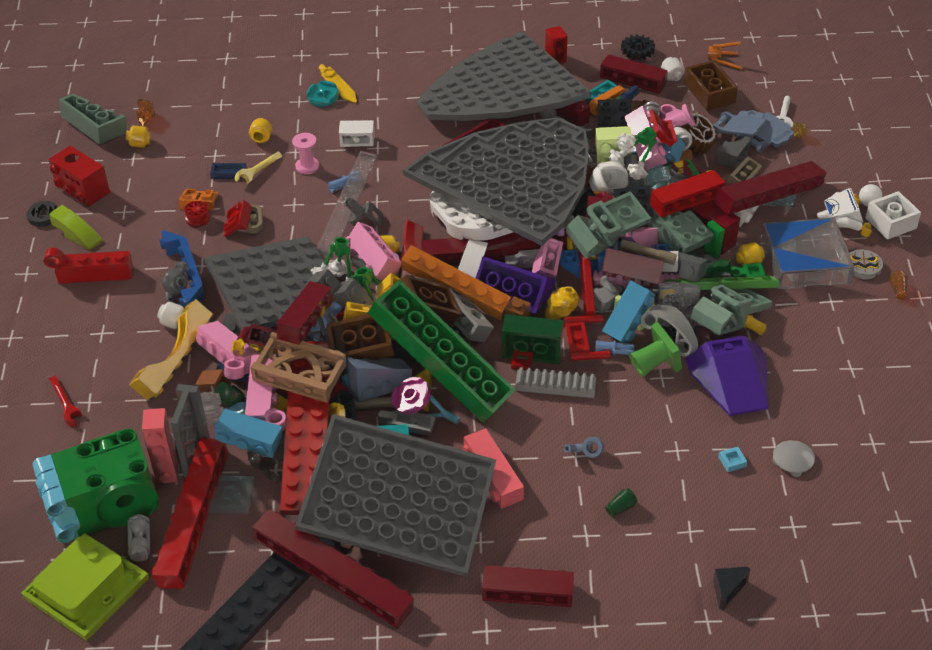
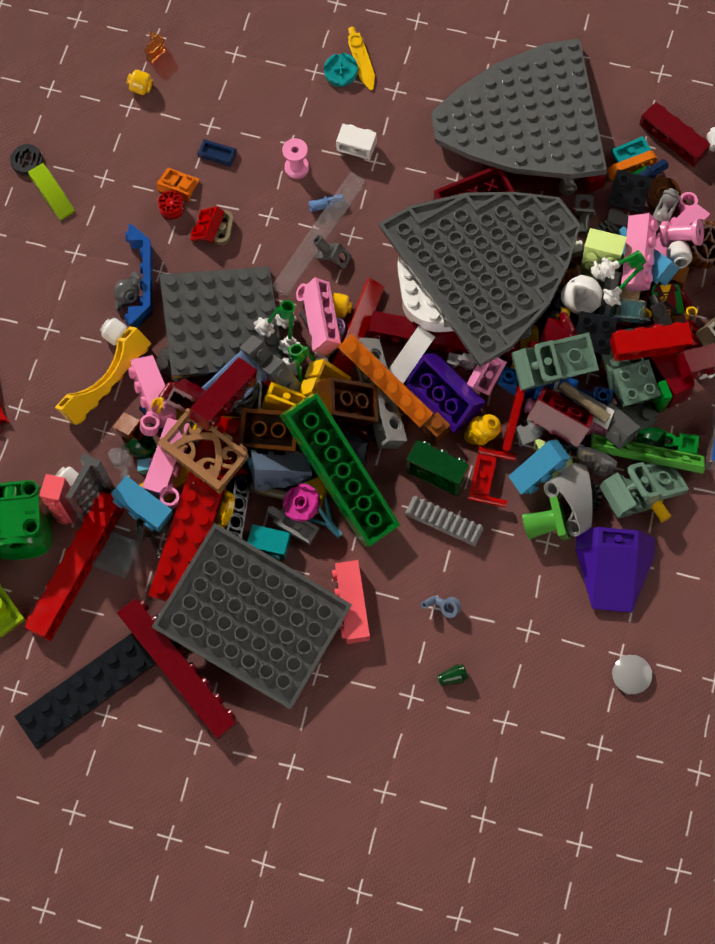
camera: 20 degrees right, 25 degrees up
(80, 178) = (68, 126): red piece -> none
(89, 266) = (53, 247): red hinge -> none
(92, 119) = (102, 50): sand green wedge -> none
(138, 546) = (23, 588): light grey piece -> none
(248, 174) = (235, 164): light yellow piece -> none
(260, 130) = (261, 109): yellow head -> none
(525, 363) = (421, 485): red tile -> none
(527, 586) = (339, 737): dark red brick -> none
(556, 43) = (605, 72): red brick -> none
(614, 348) = (514, 496): medium blue axle -> none
(637, 47) = (704, 99): black gear -> none
(643, 236) = (595, 378): bright pink slope -> none
(664, 129) = (659, 251): red piece -> none
(729, 583) = (513, 792): black slope -> none
(732, 459) = (574, 658): medium azure tile -> none
(750, 254) = (693, 421): yellow head -> none

